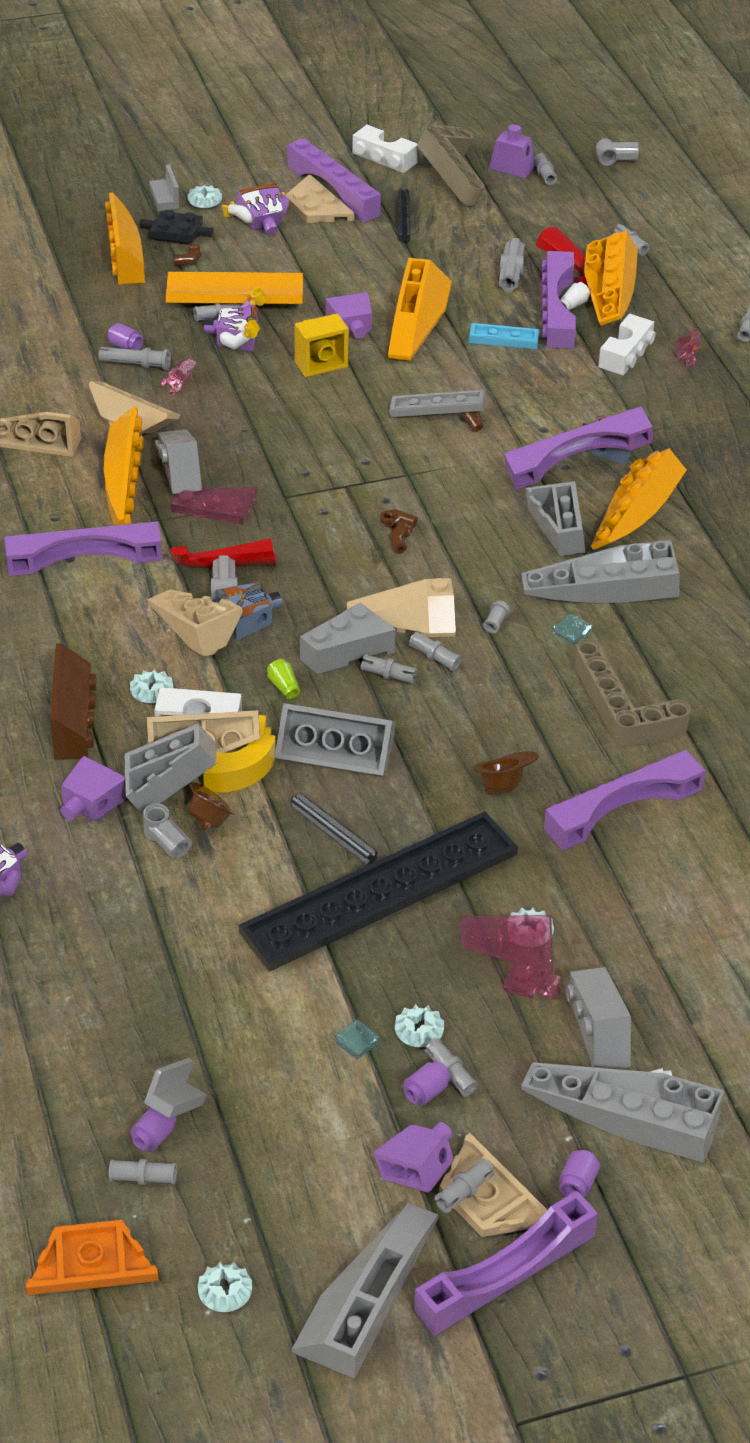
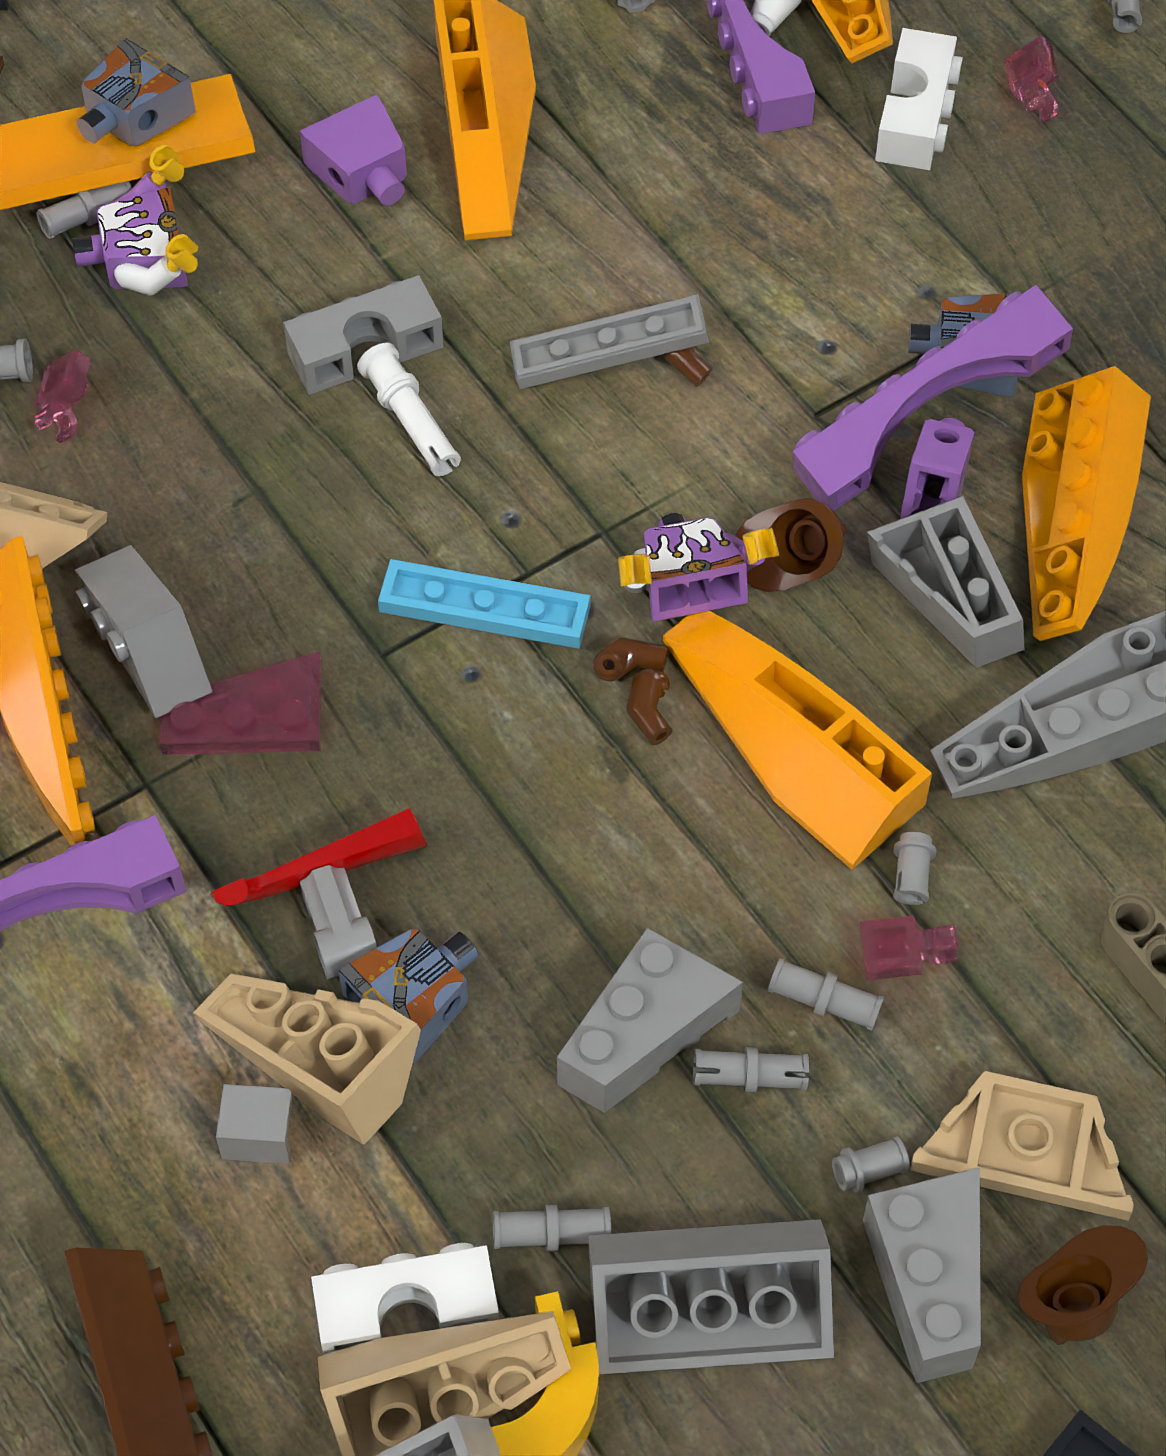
camera: 15 degrees left, 15 degrees up
(140, 683) = (262, 1272): light aqua gear -> none
(156, 638) = (254, 1124): none -> light grey panel
(253, 269) = (134, 96): none -> sand blue torso
(270, 701) = (549, 1227): none -> light grey pin
(283, 677) = (549, 1158): lime cone -> none
(321, 345) = (330, 249): yellow brick -> none
(332, 404) = (399, 393): none -> white pin
(339, 375) = (395, 314): none -> light grey arch
(339, 485) = (484, 603): none -> medium azure plate
(417, 606) = (746, 893): tan wedge -> none
(429, 712) = (870, 1164): none -> light grey pin
(438, 487) = (694, 565): none -> torso
(440, 749) = (930, 1269): none -> light grey wedge
(465, 557) = (801, 738): none -> light orange wedge
(477, 641) = (897, 948): none -> clear pink plate
(489, 490) = (807, 542): none -> reddish brown piece
(503, 720) = (1030, 1145): none -> tan wing
(504, 336) = (671, 129): medium azure tile -> none
(572, 468) = (939, 456): none -> medium lavender torso
(572, 629) = (1067, 853): clear light blue tile -> none

